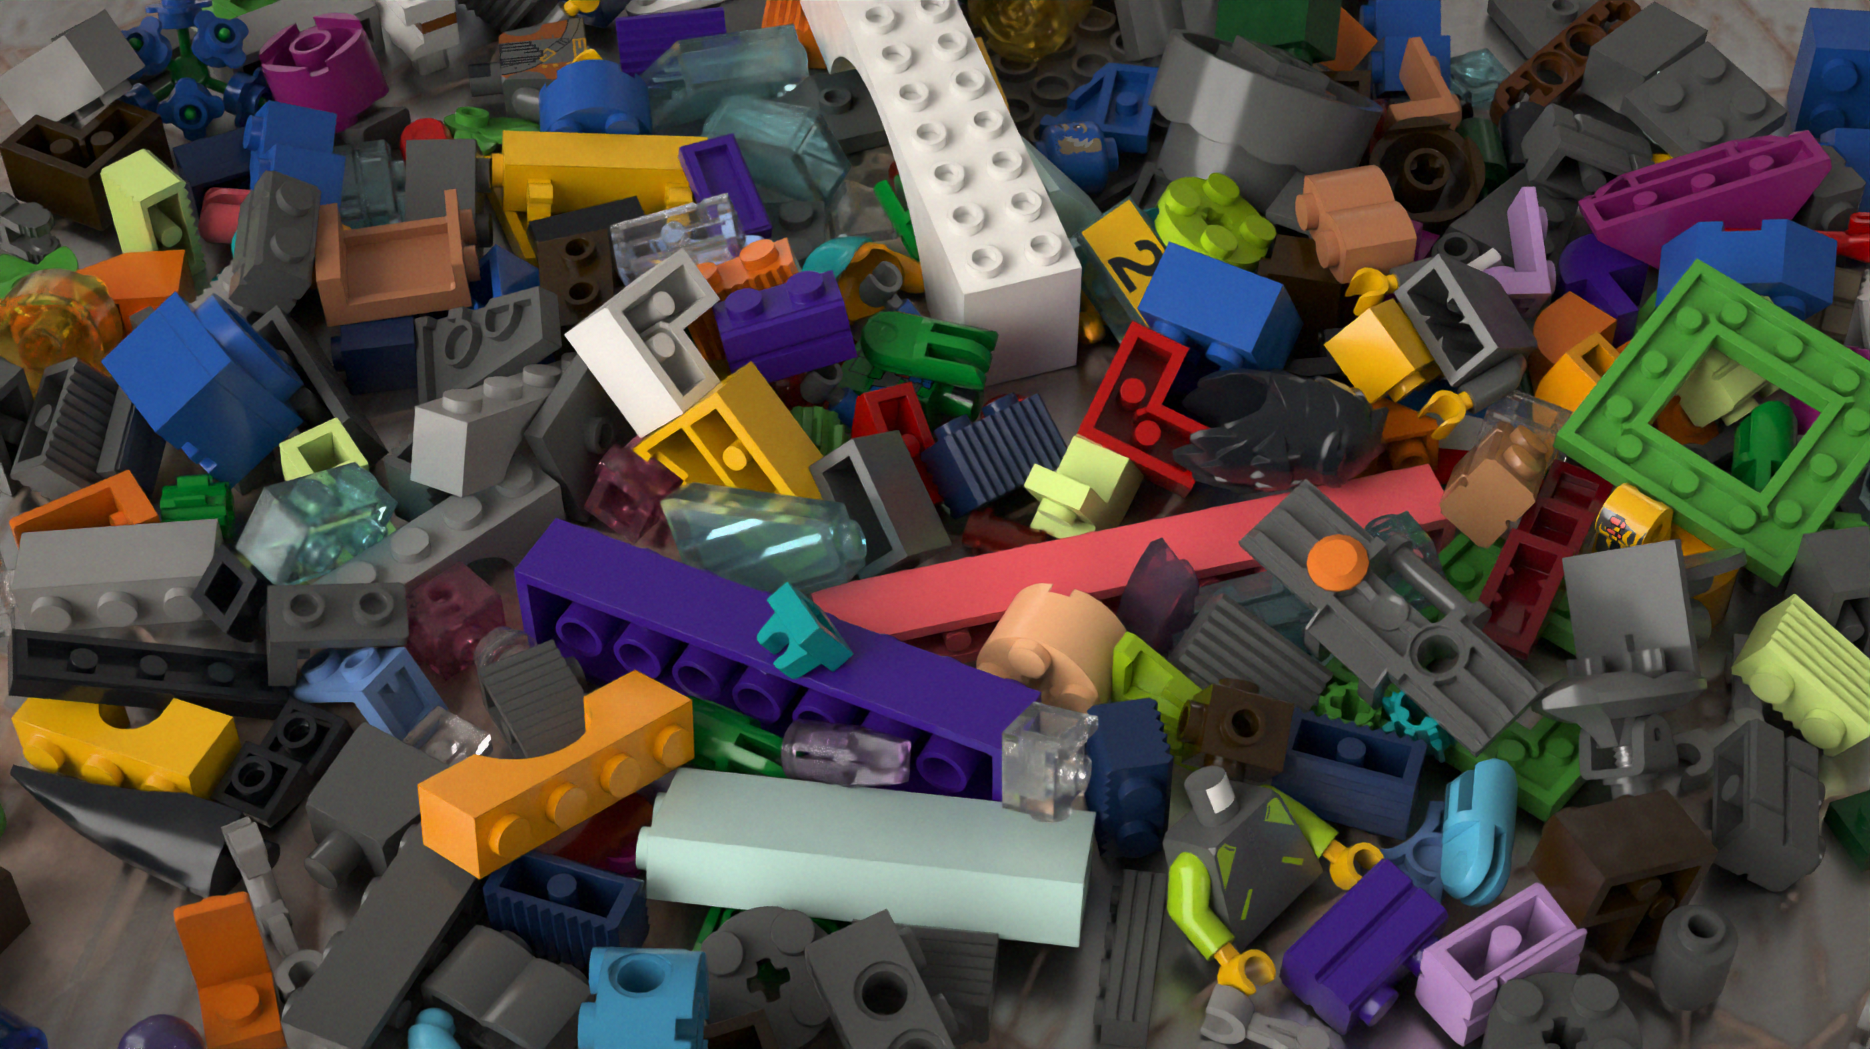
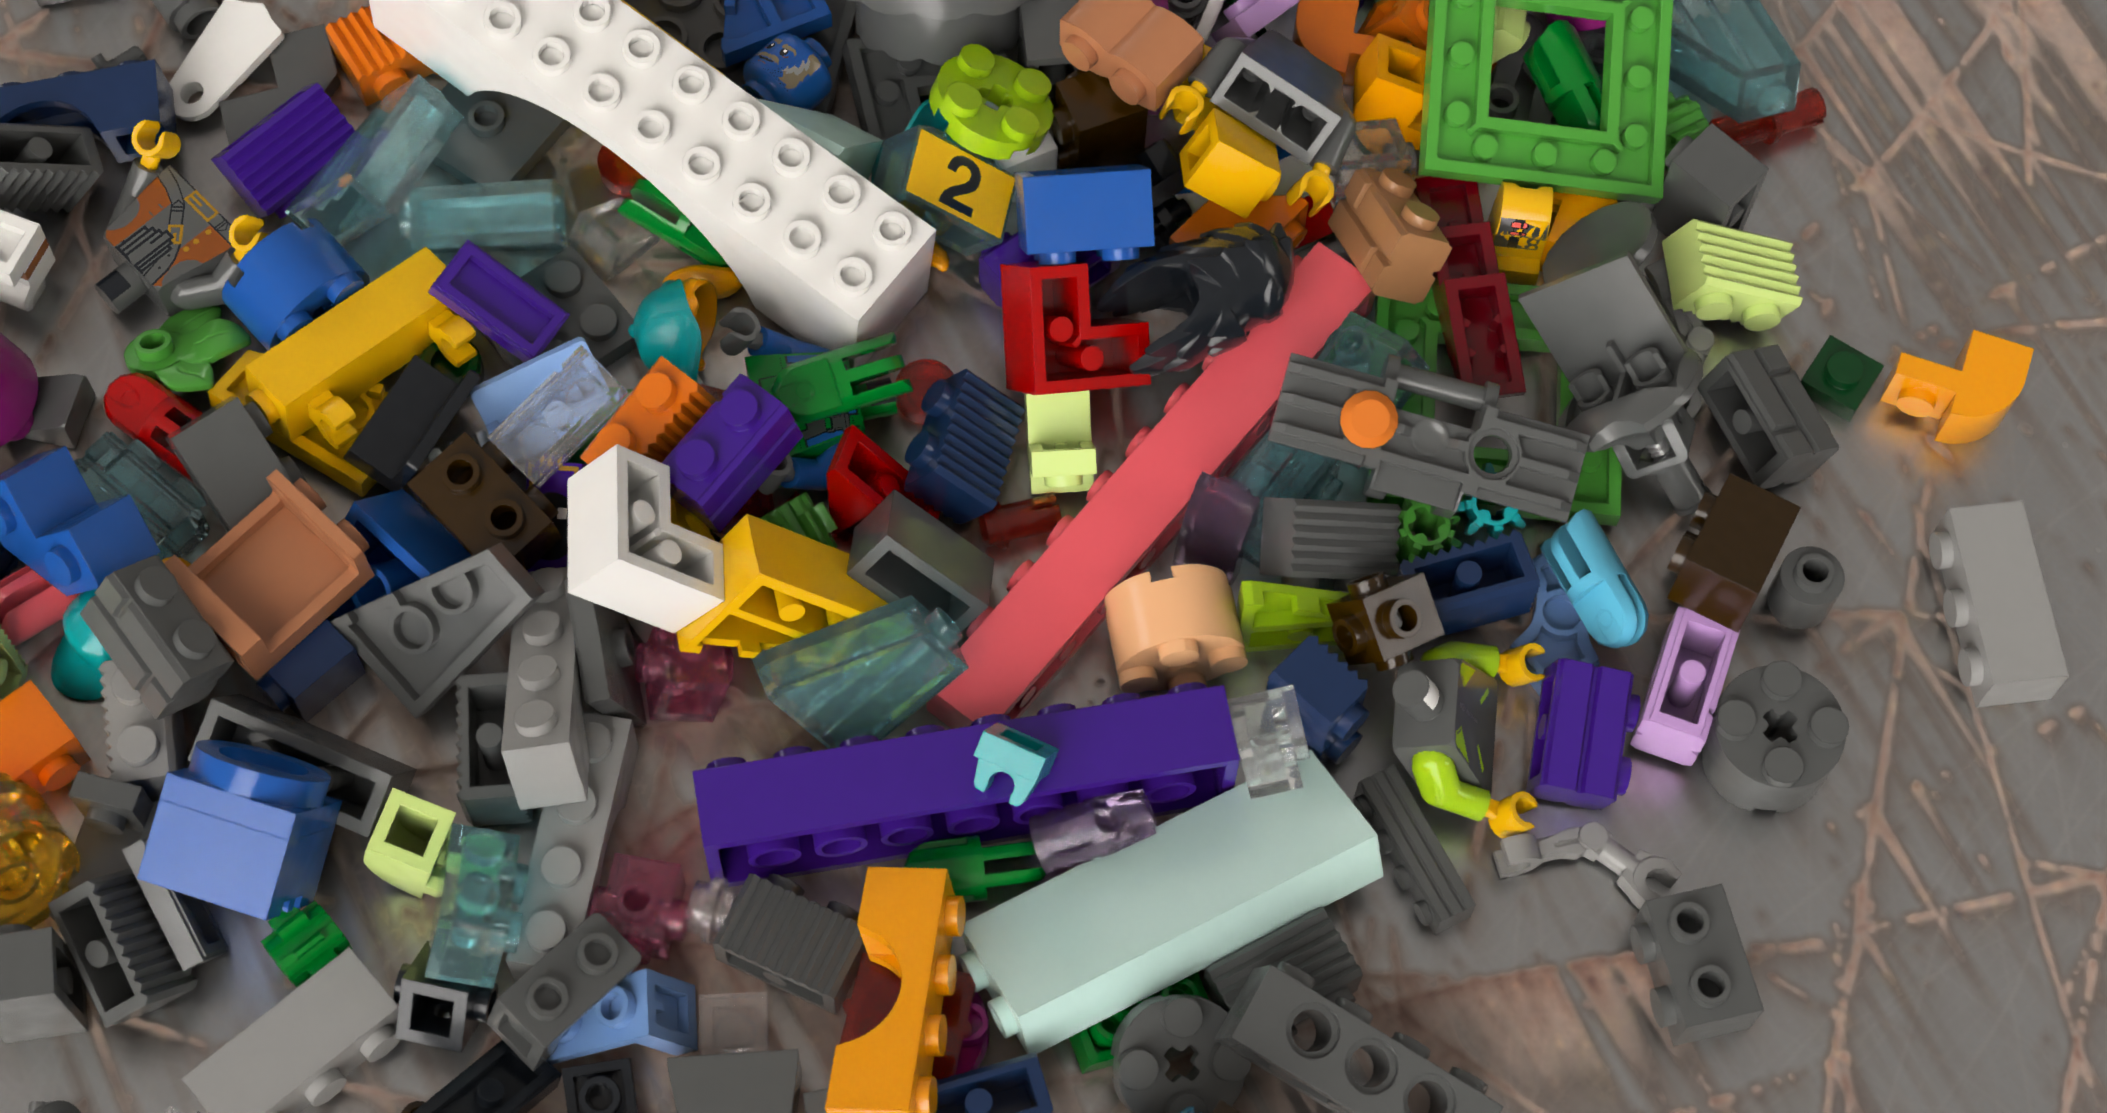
camera: 40 degrees left, 20 degrees up
(103, 504) = (251, 992): orange bracket -> none

